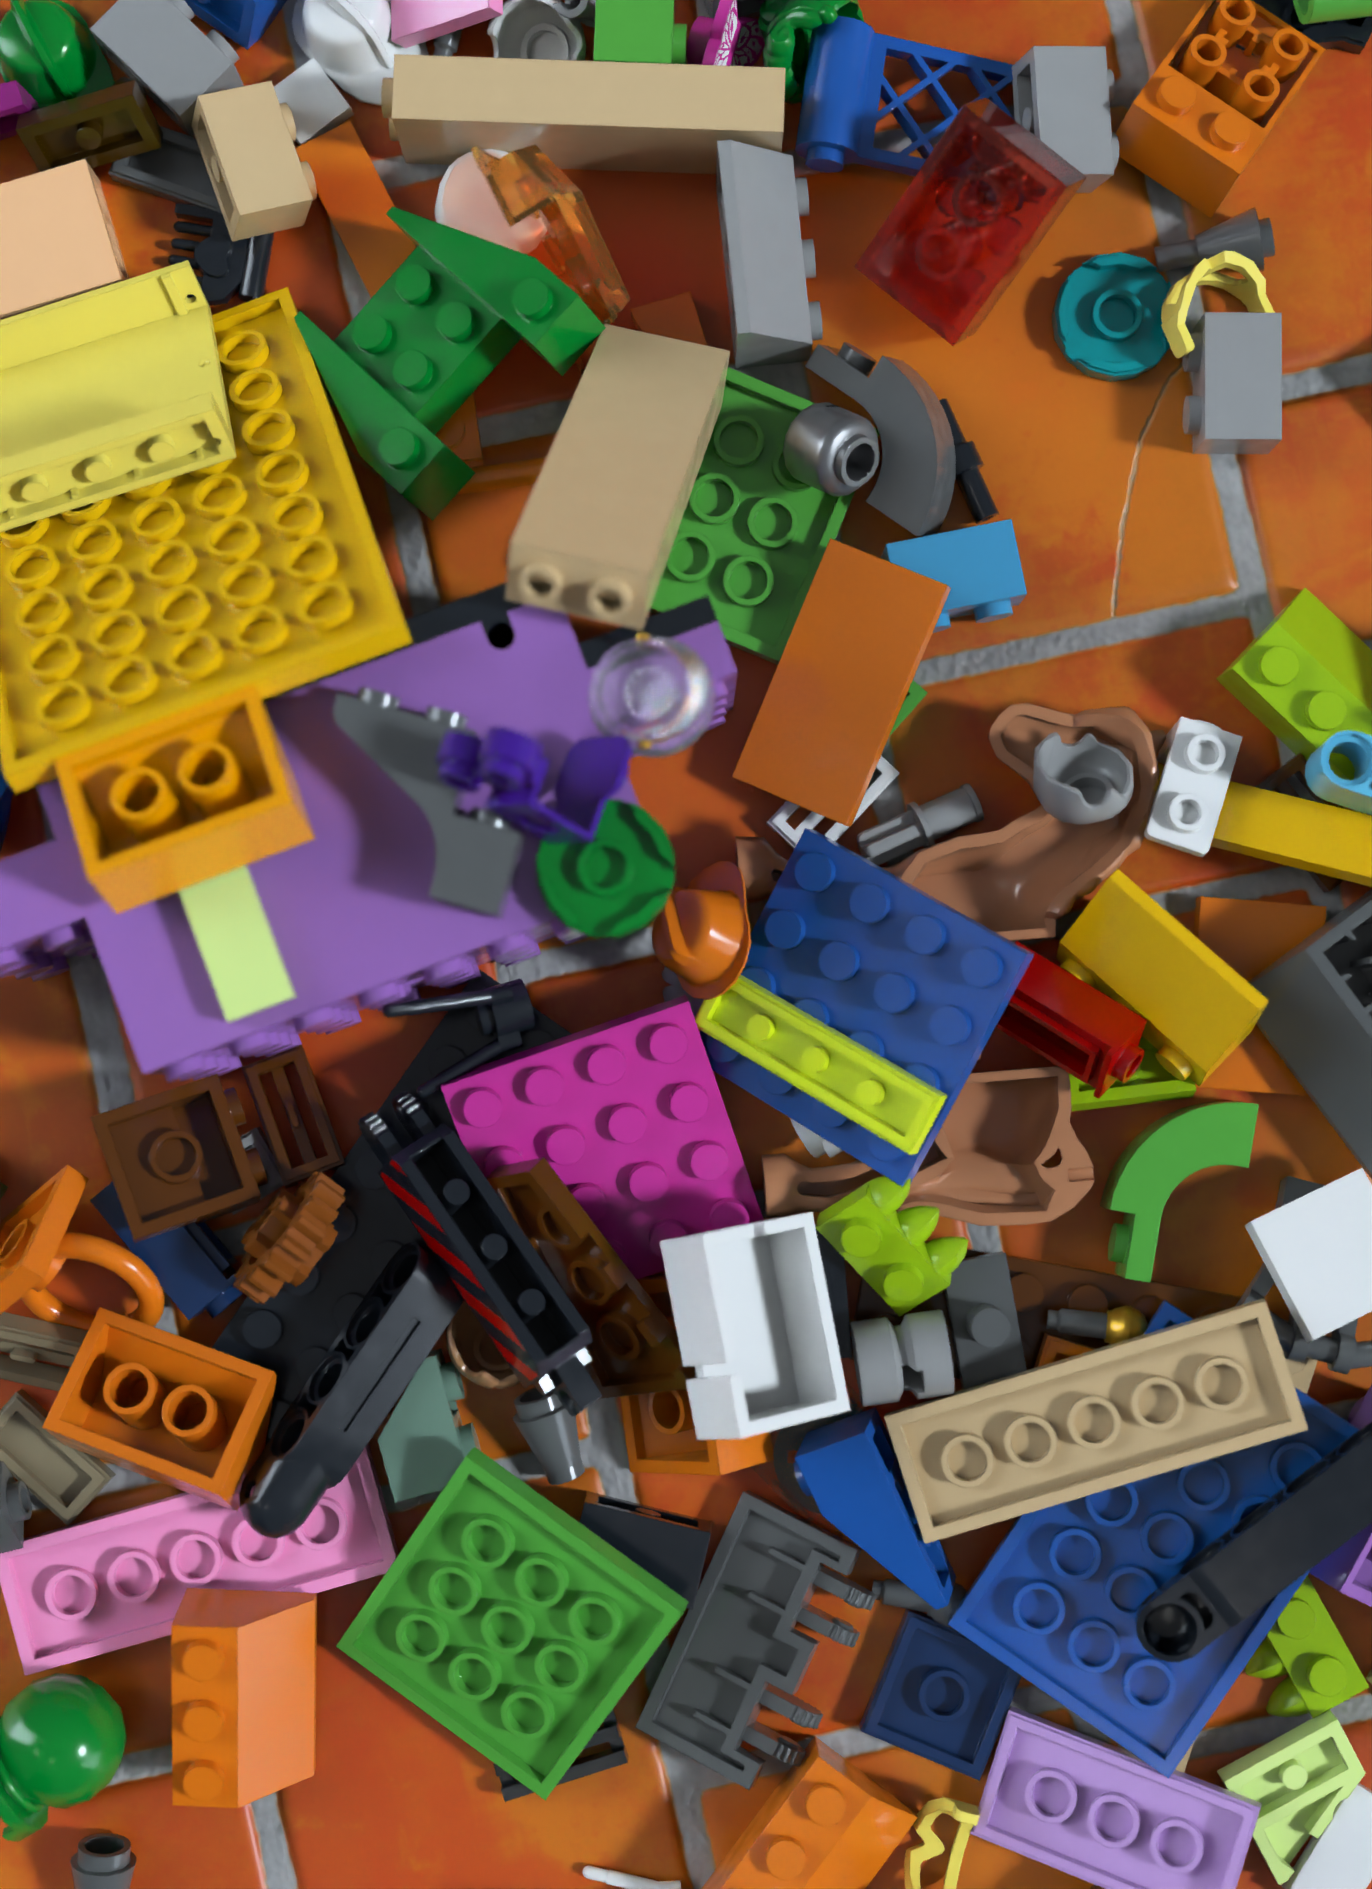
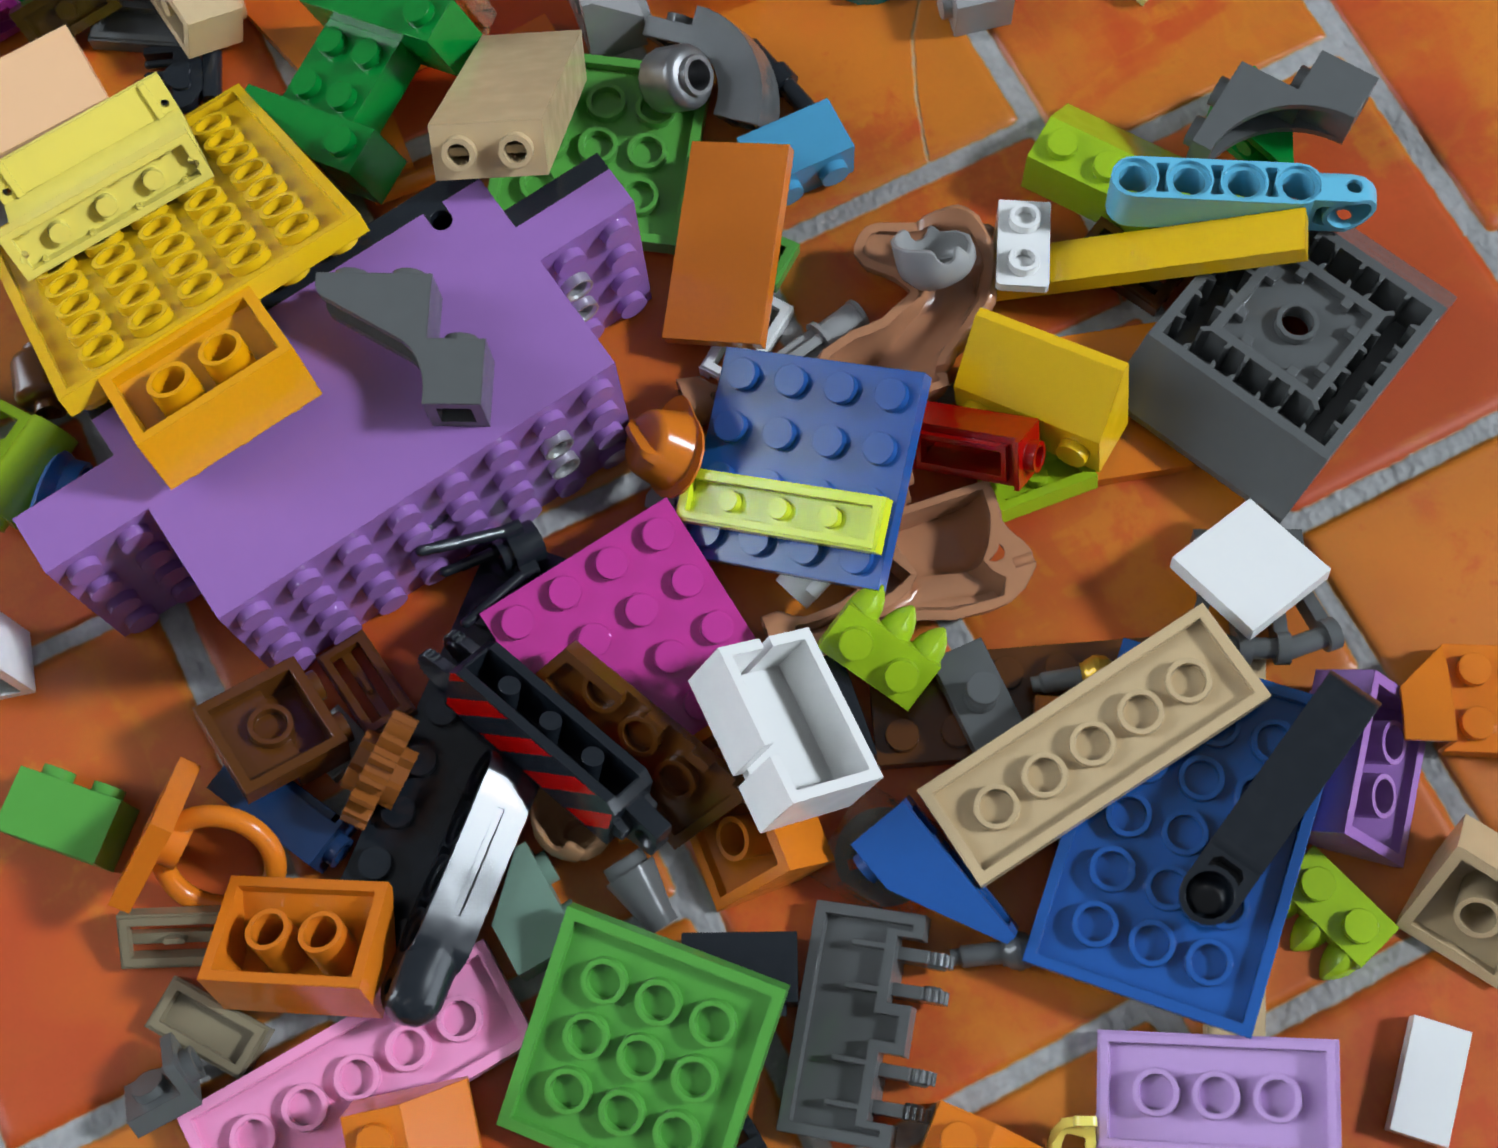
camera: 10 degrees left, 15 degrees down
(237, 944) = (276, 494): yellowish green tile -> none
(516, 770) = (462, 281): dark purple piece -> none
(613, 881) = (564, 365): green tile -> none
(652, 695) = (569, 225): clear piece -> none
(902, 1357) = (905, 754): light grey wheel -> none
(940, 1696) = (1036, 1033): dark blue tile -> none
(1156, 1165) = (1105, 519): bright green arch -> none
(1299, 1786) = (1372, 1025): yellowish green wing -> none

